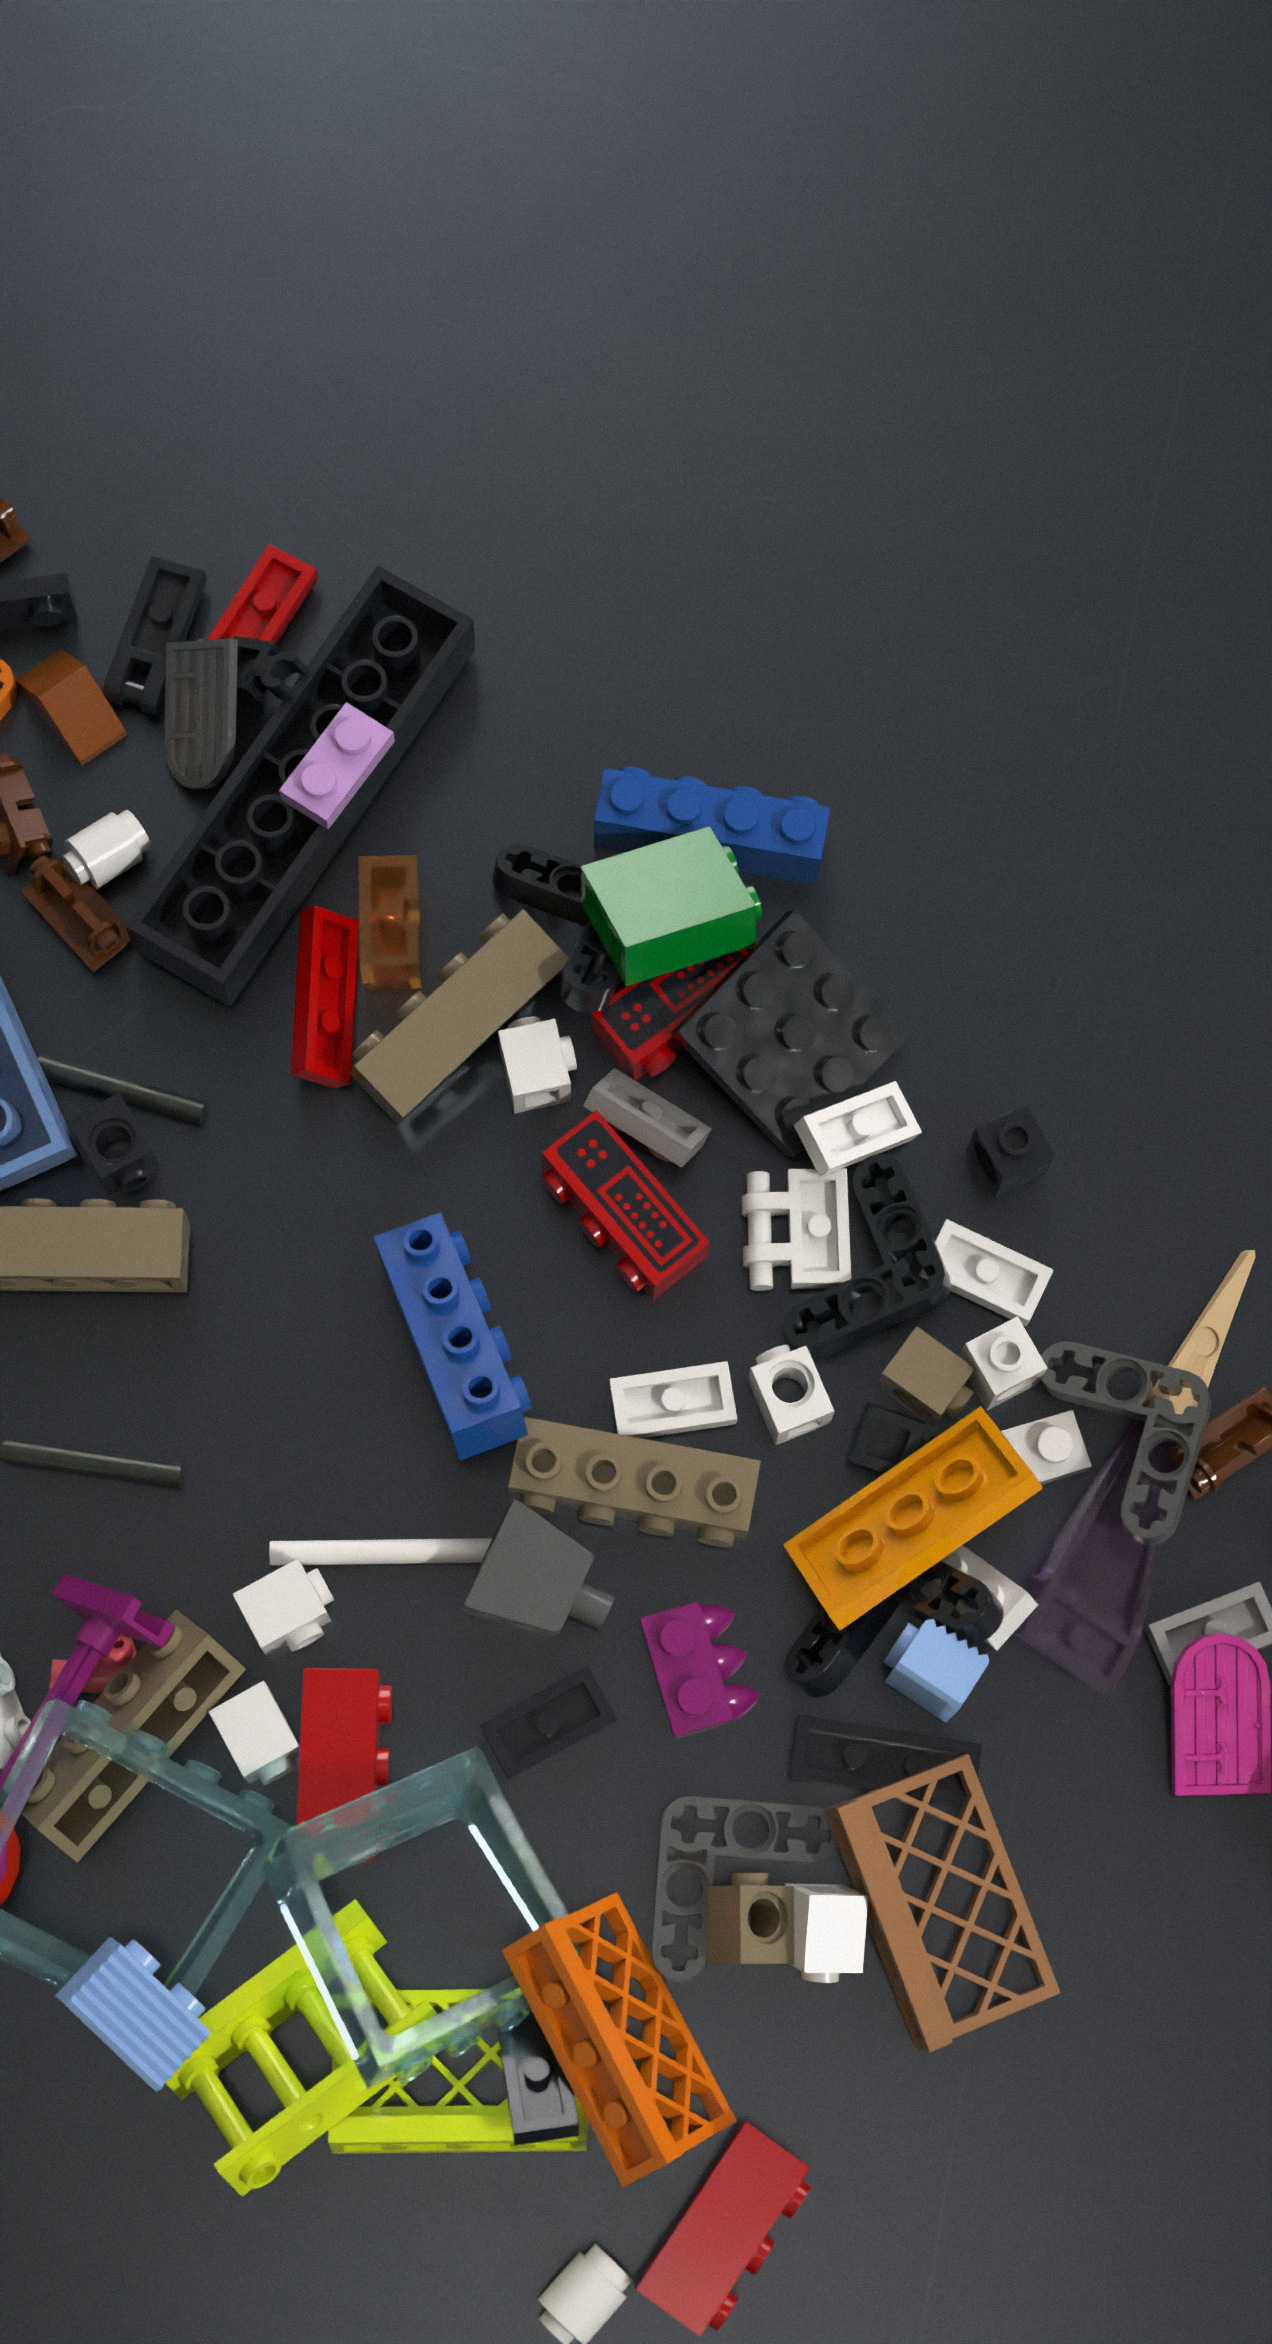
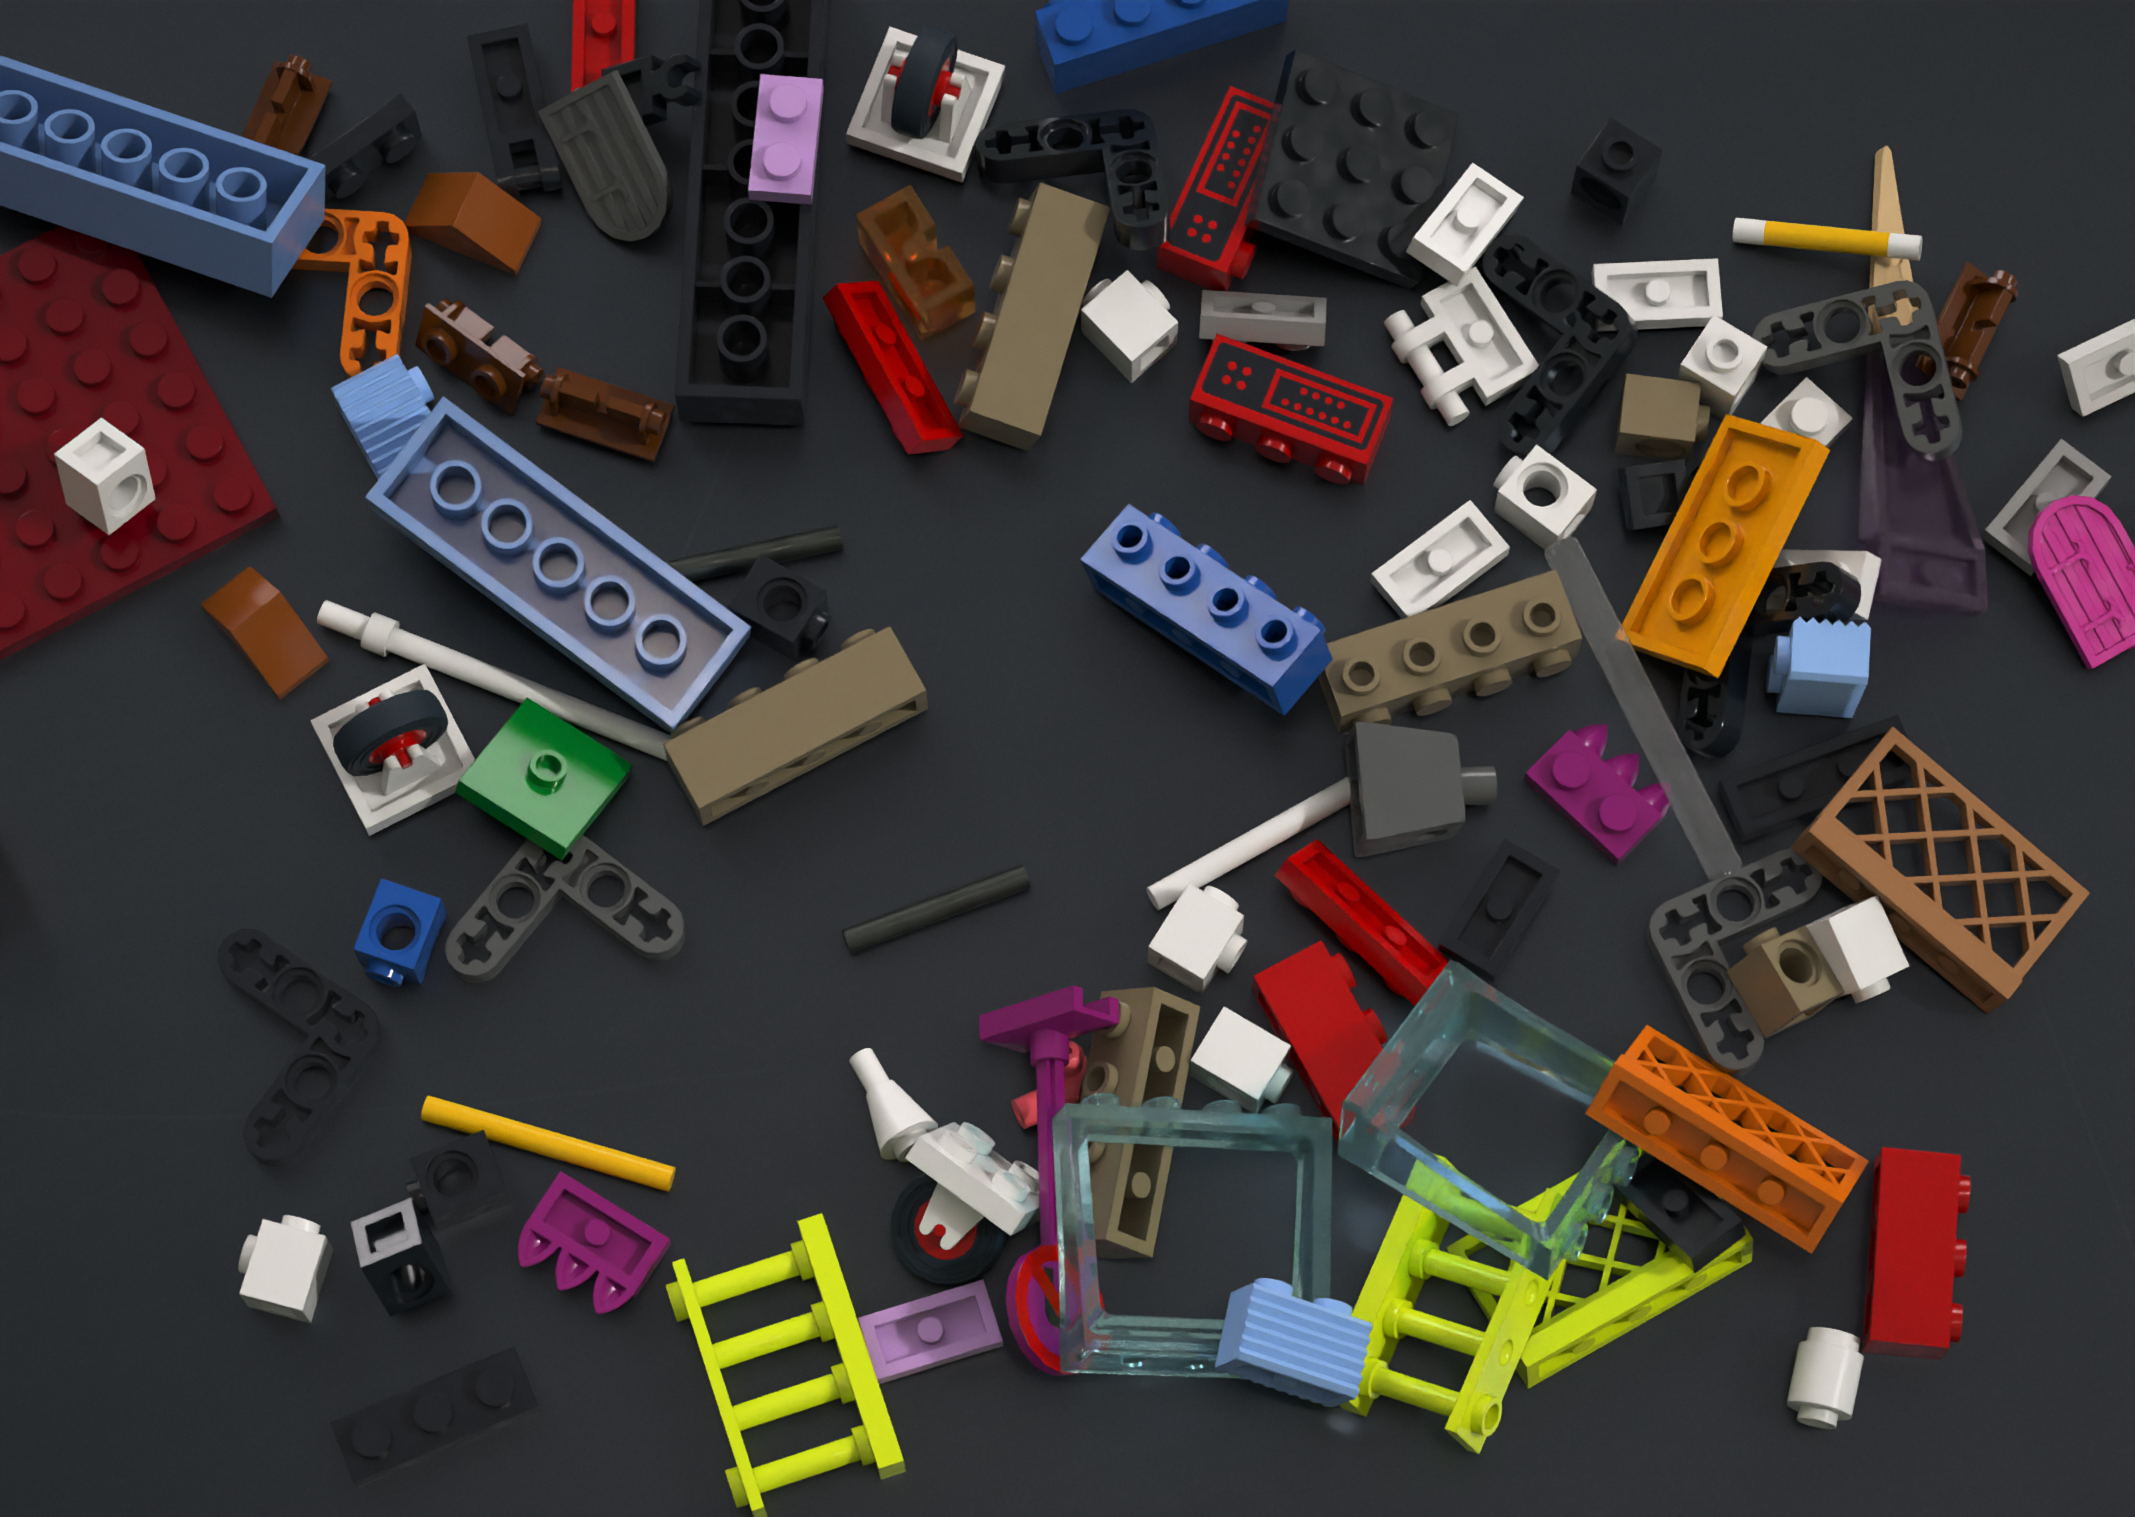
camera: 25 degrees left, 0 degrees up
(105, 849) = (598, 338): white brick -> none
(429, 1669) = (1362, 920): none -> red plate
(481, 798) = (926, 102): none -> white plate
(670, 905) = (1176, 106): brick -> none
(769, 1620) = (1643, 710): none -> clear axle
(1157, 1303) = (1827, 239): none -> yellow bar

